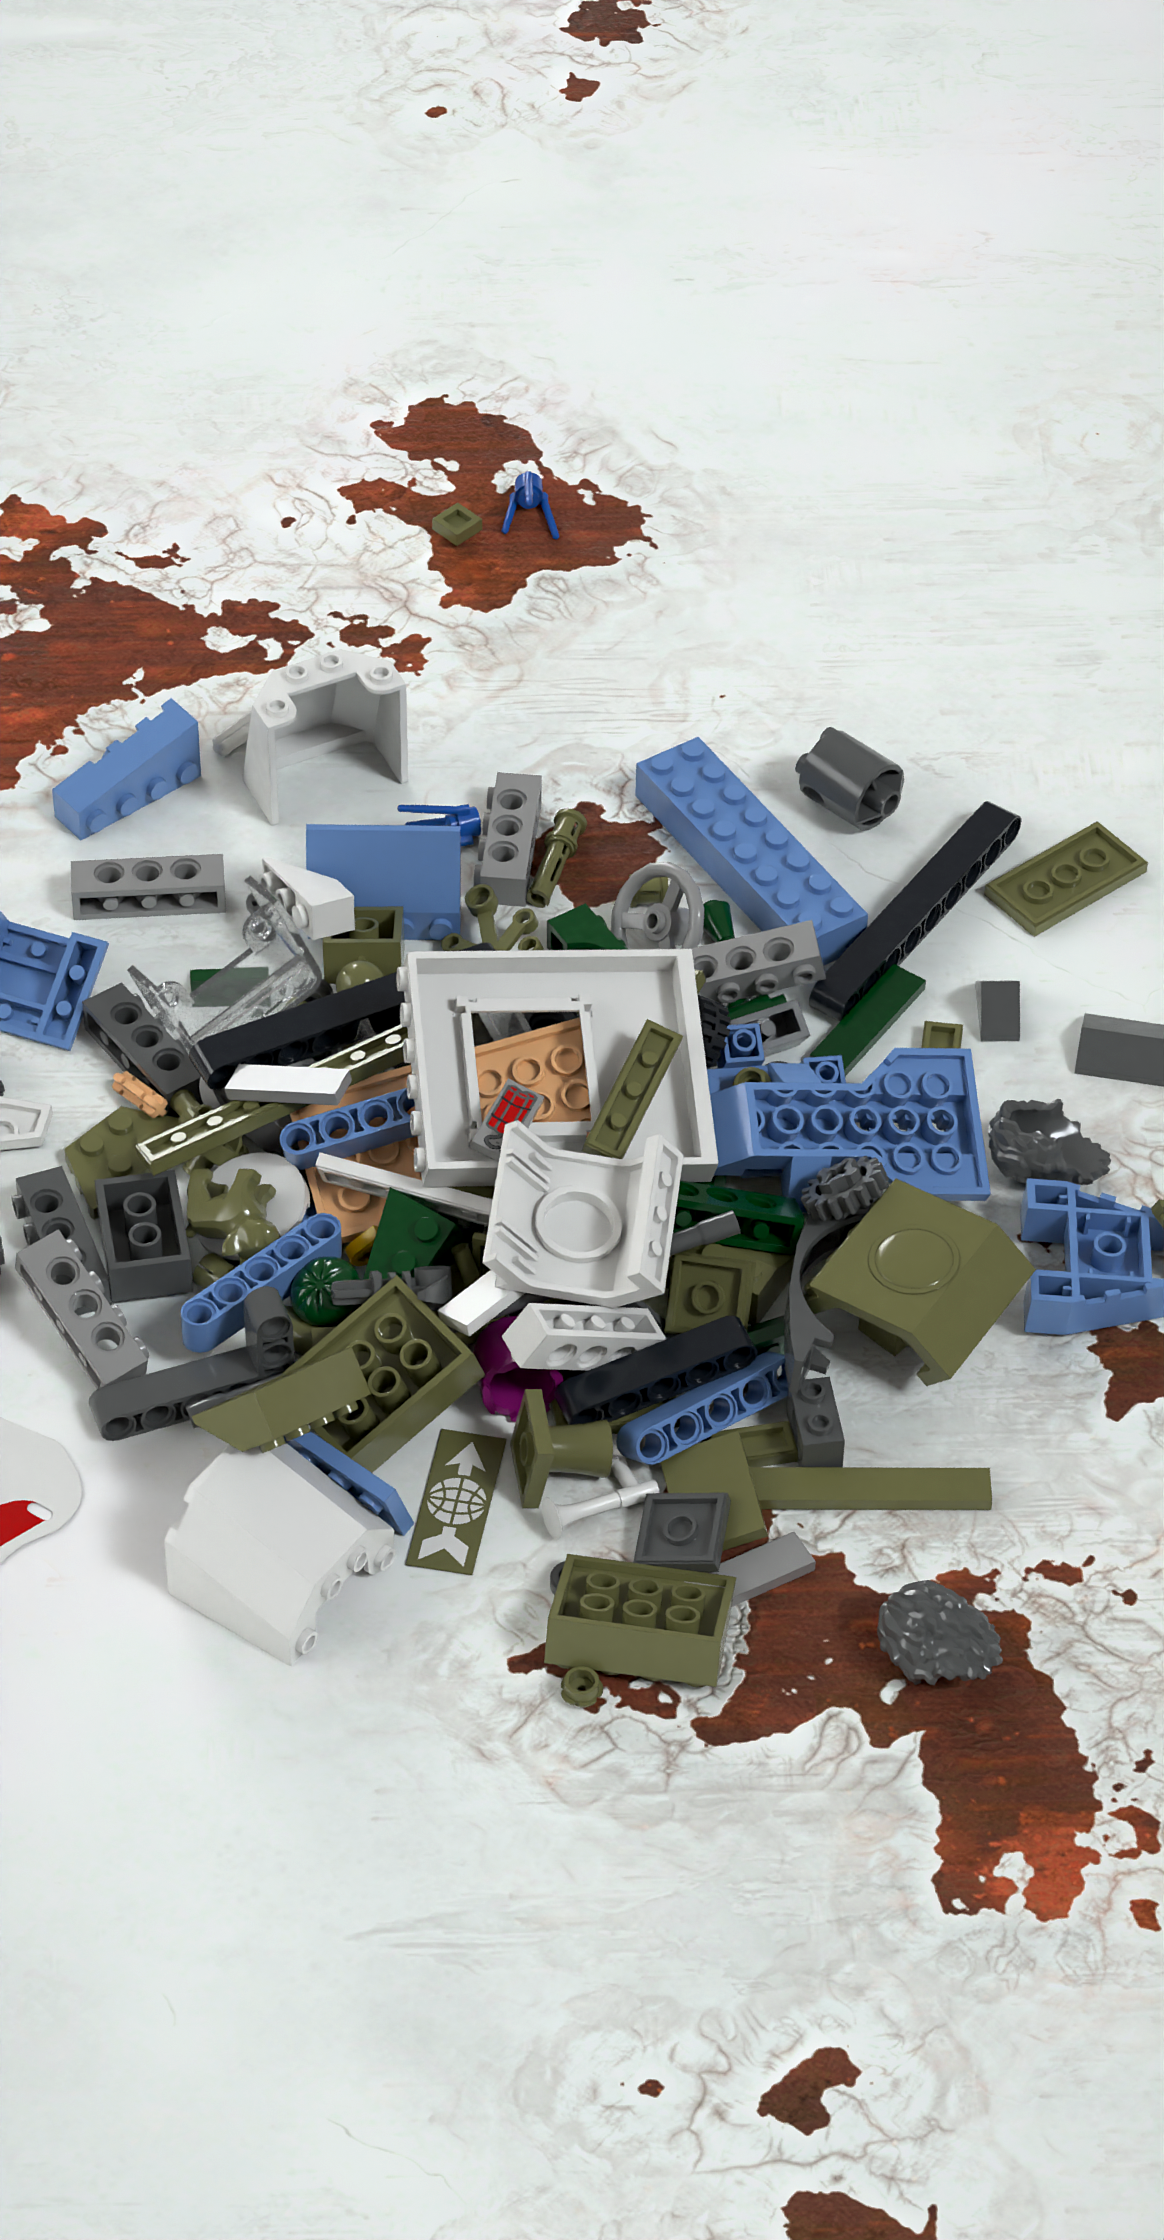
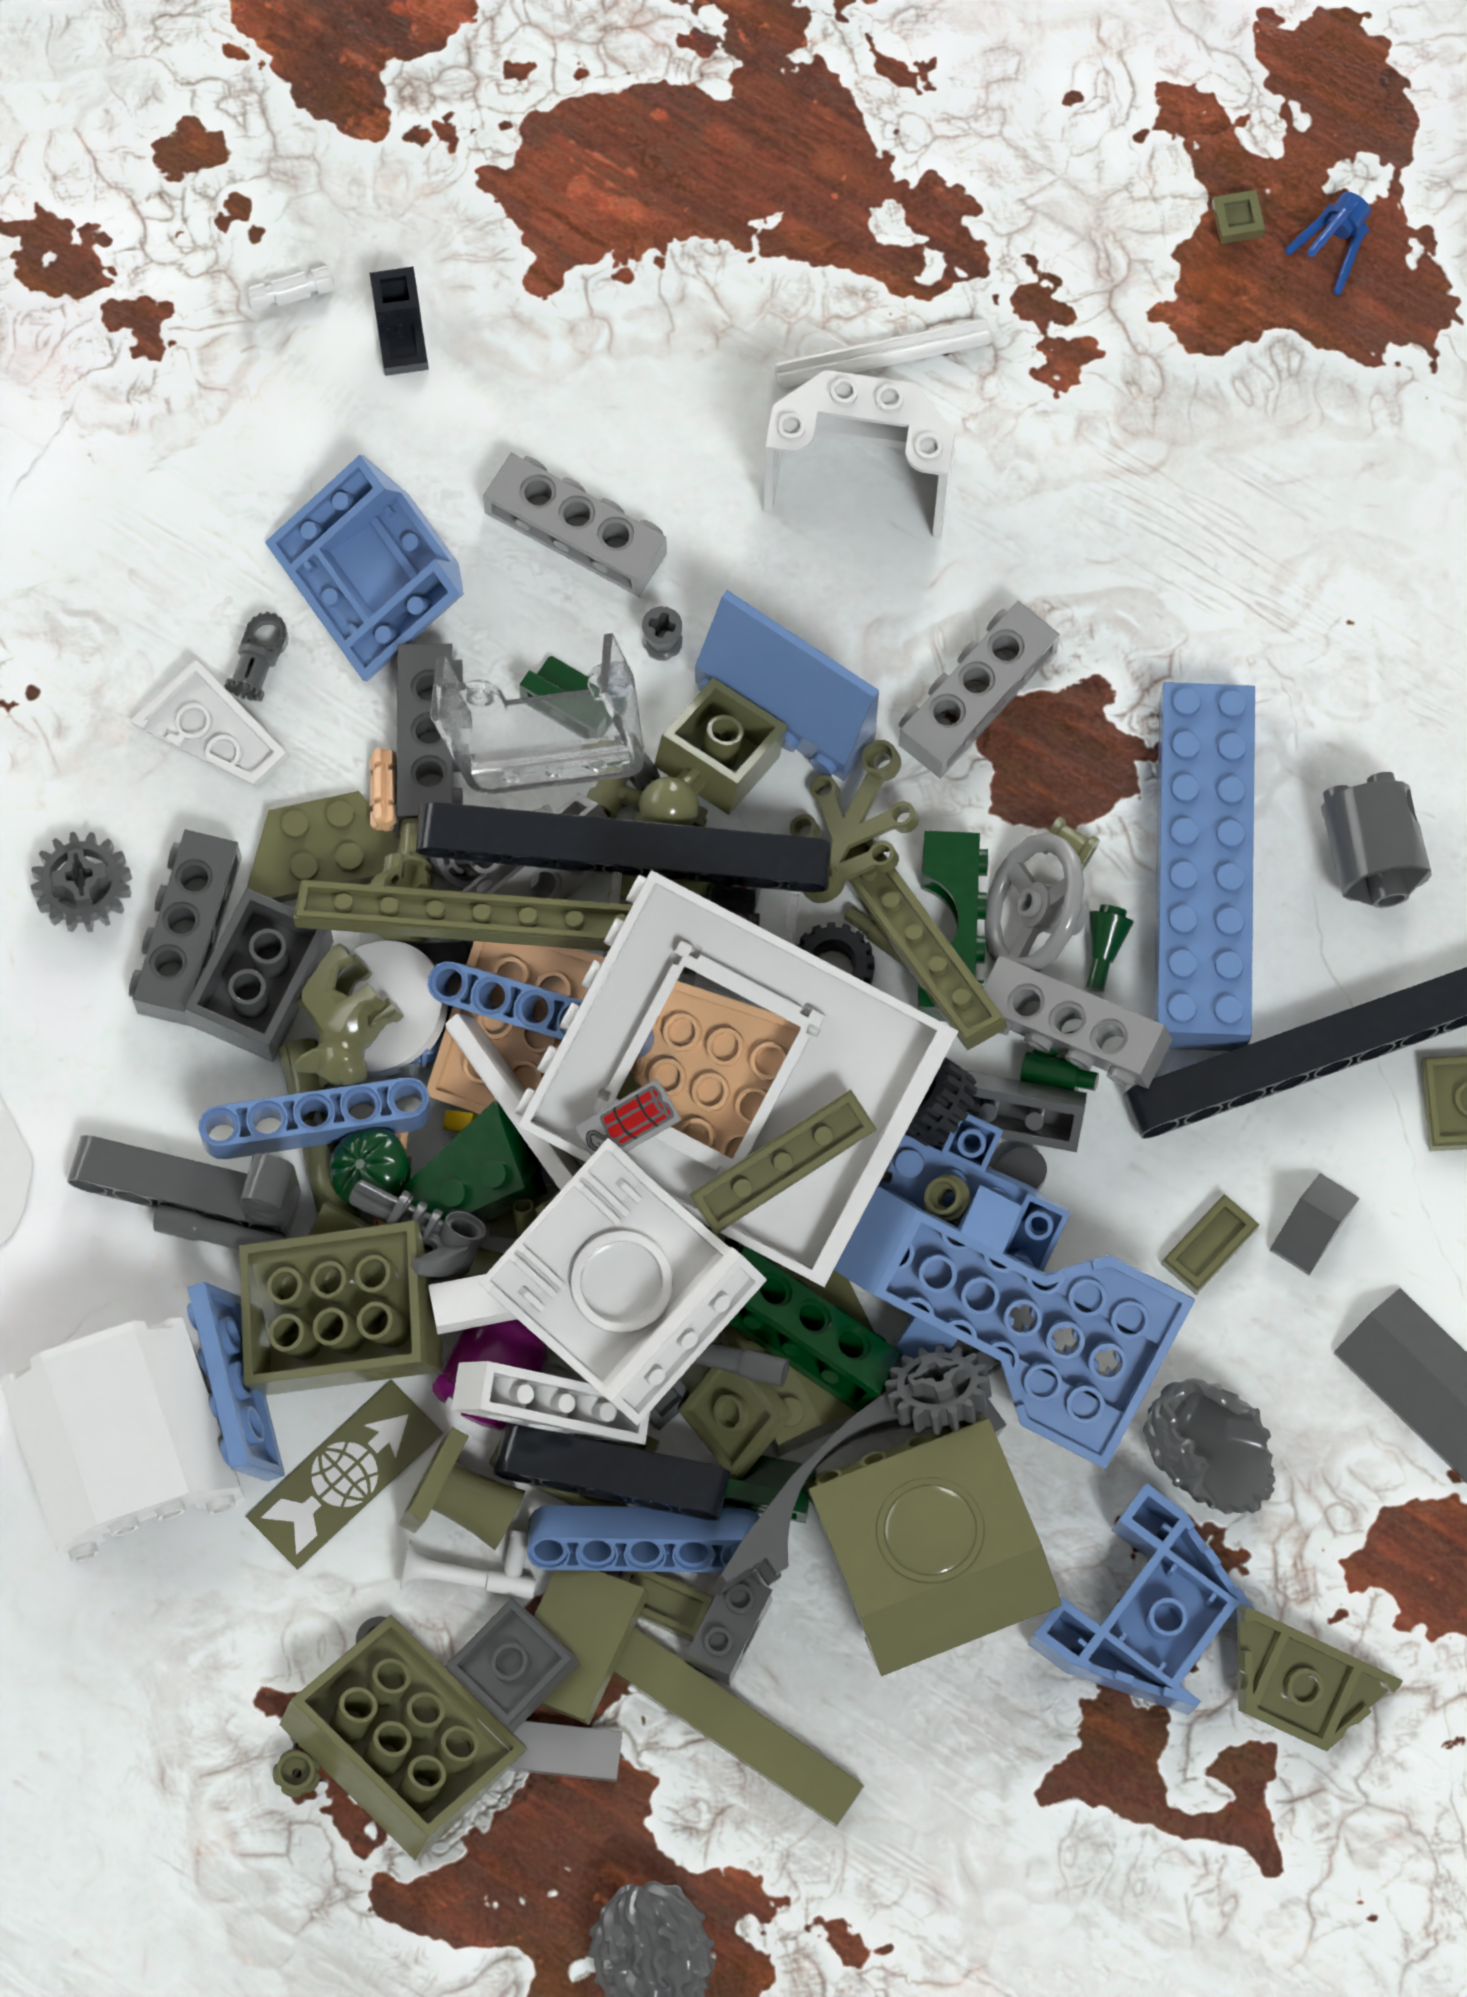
camera: 35 degrees right, 25 degrees up
(57, 1256) = (117, 1112): light grey brick -> none
(131, 773) = (652, 368): medium blue wedge -> none
(288, 1084) = (479, 914): tile -> none
(288, 1404) = (195, 1310): olive slope -> none
(311, 900) = (690, 671): white slope -> none
(462, 816) = (945, 633): blue plant -> none
(560, 846) = (1023, 728): olive pin -> none
(871, 1017) = (1169, 1154): dark green tile -> none

